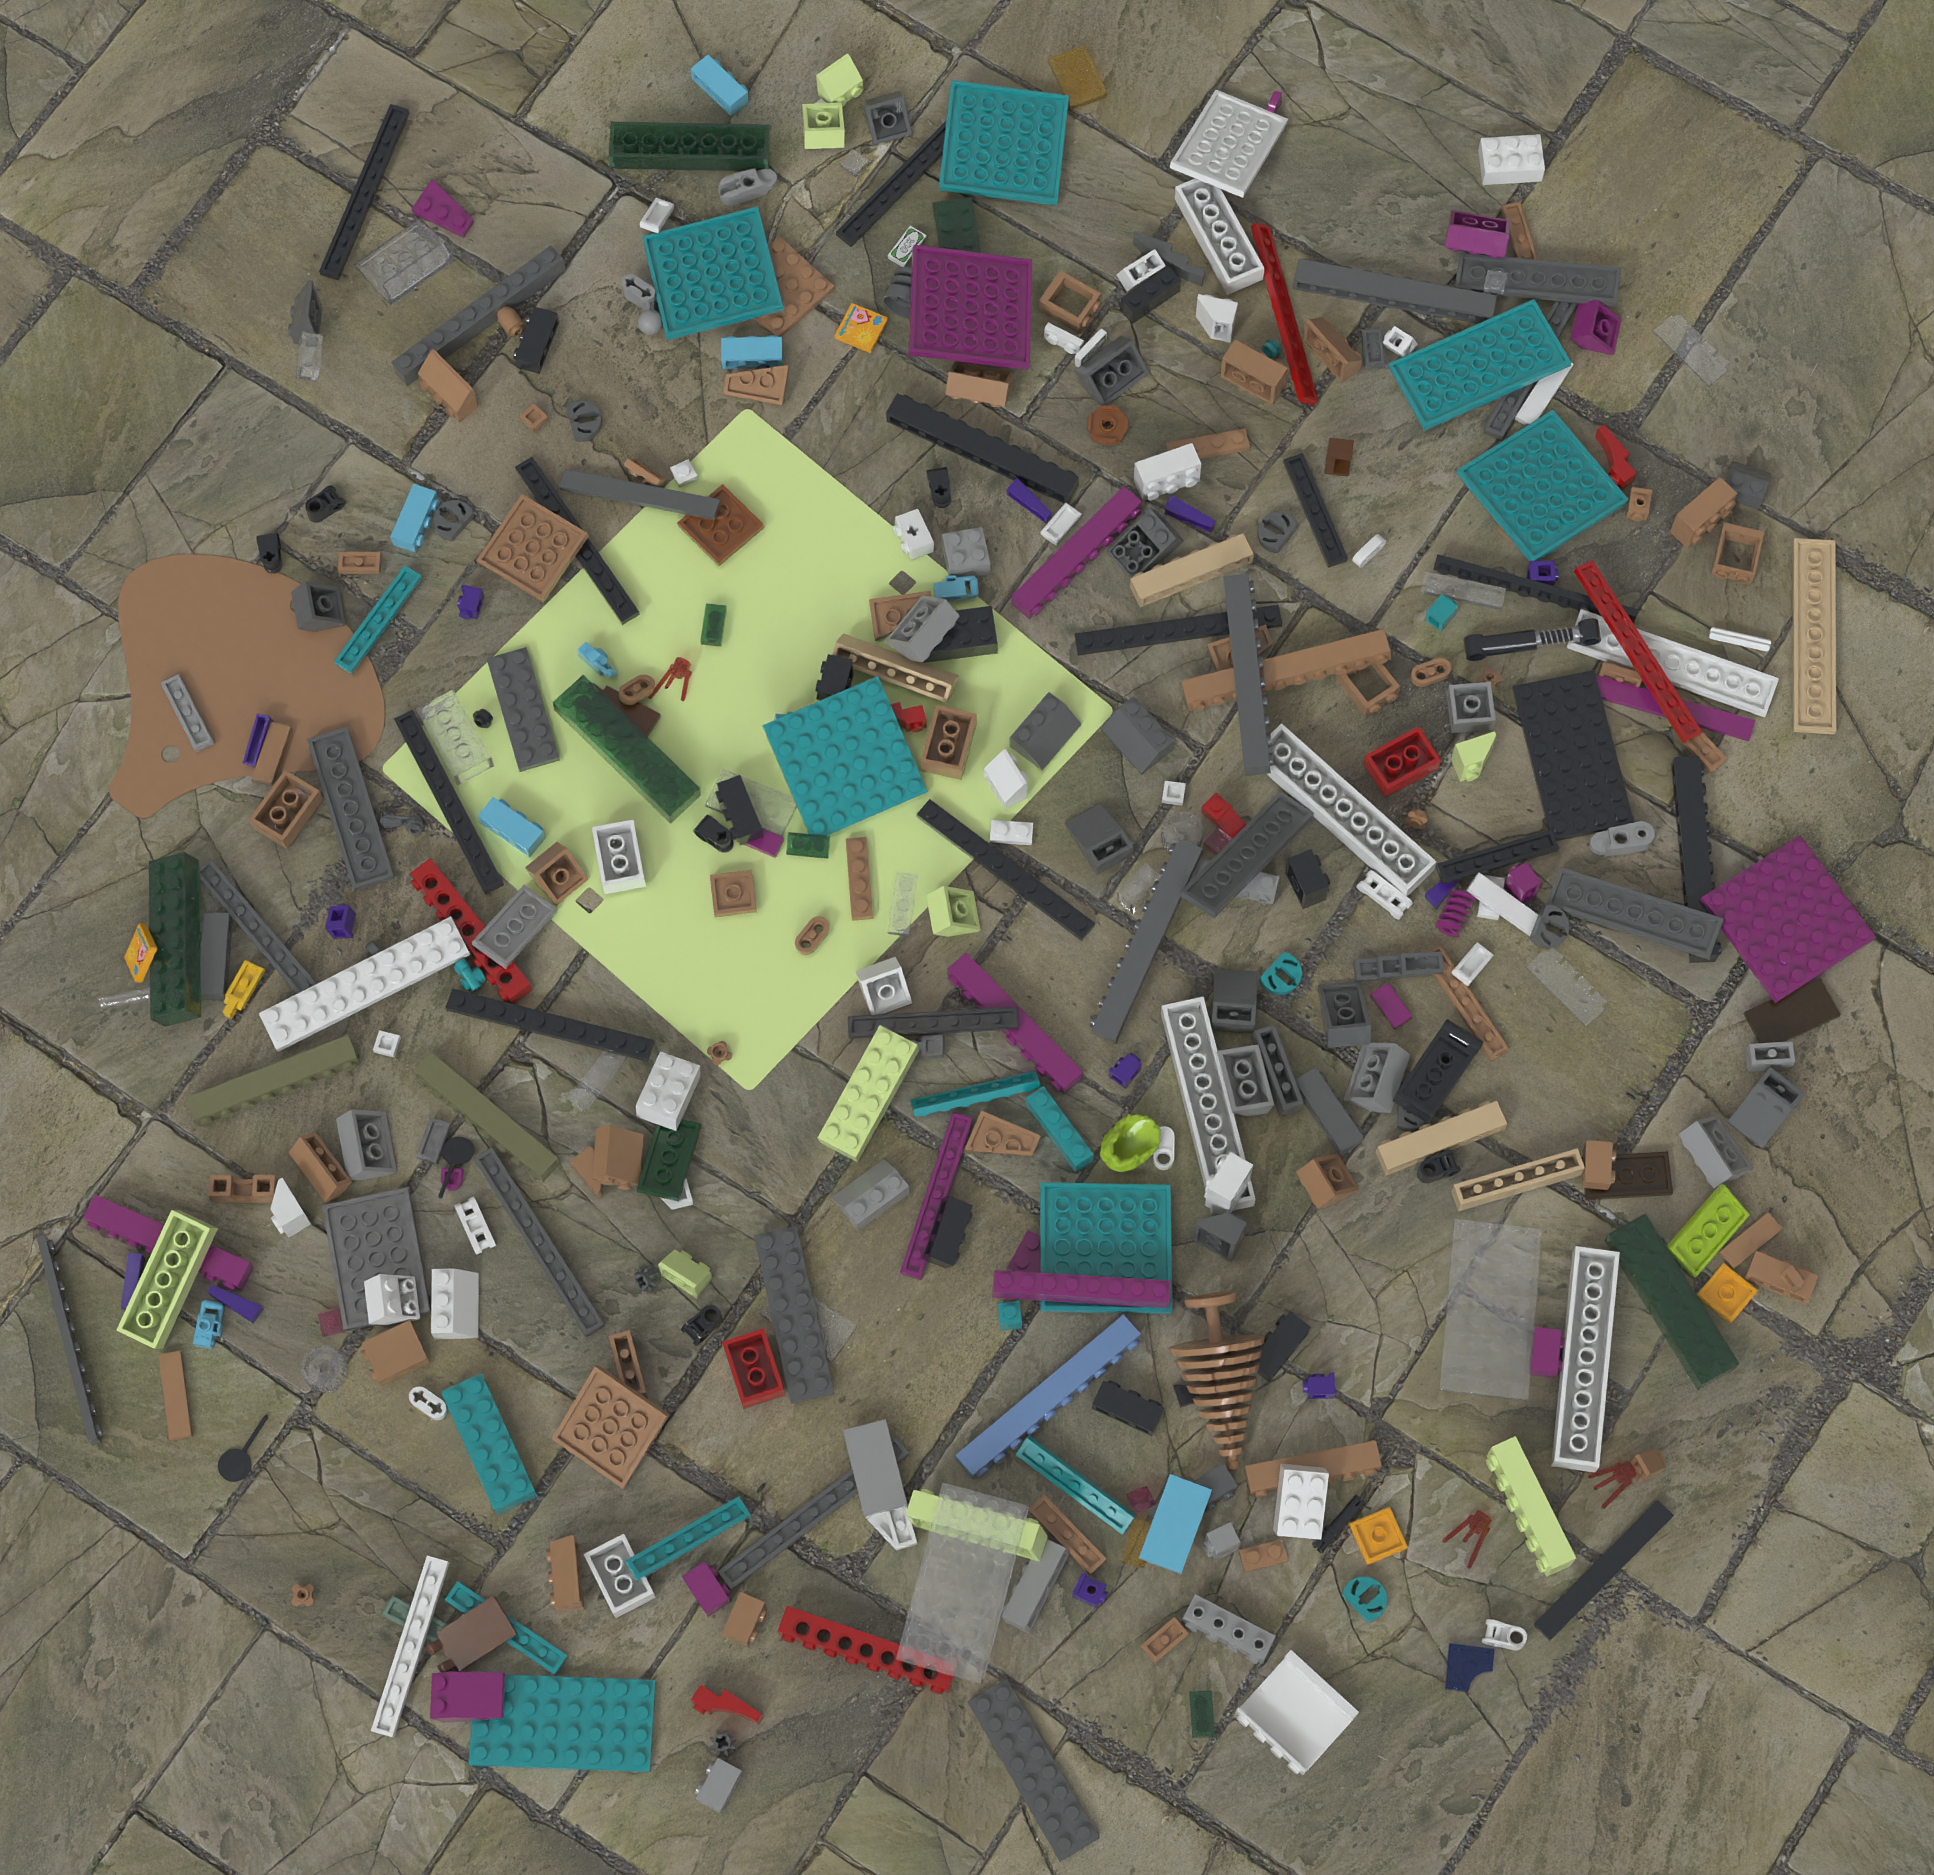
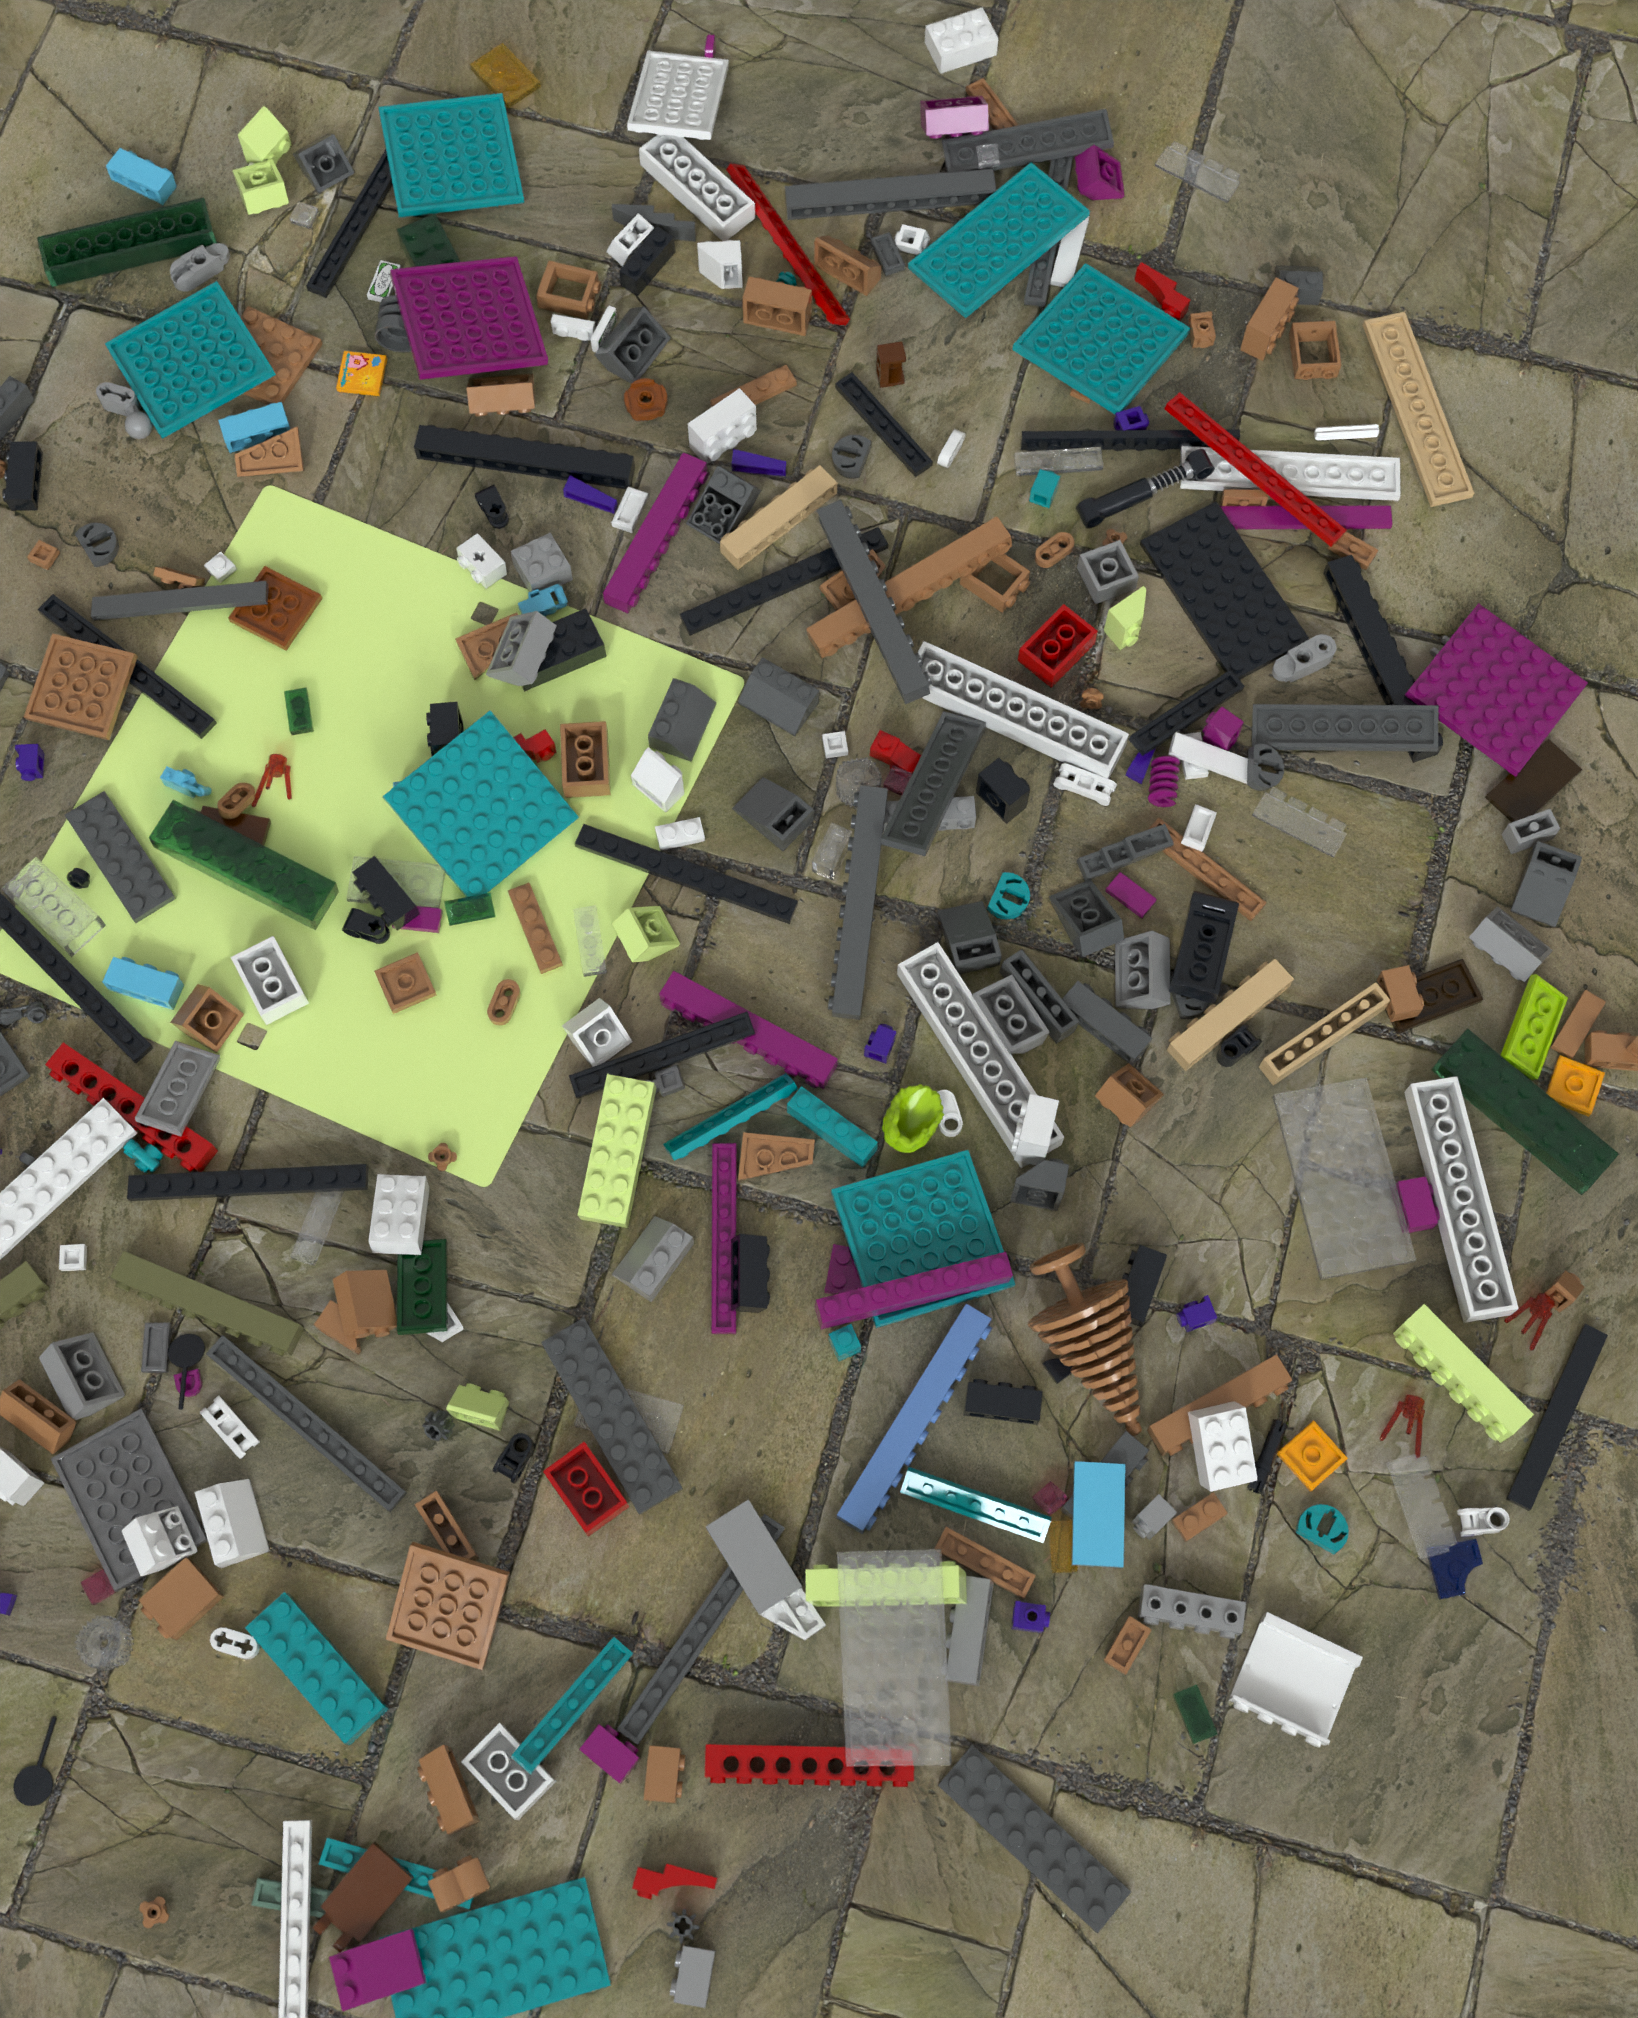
camera: 20 degrees left, 0 degrees up
(552, 1650) = (459, 1884): none -> medium nougat brick
(656, 215) = (114, 319): white tile -> none
(897, 668) = (507, 699): tan brick -> none
(1454, 1614) = (1416, 1502): none -> clear windscreen

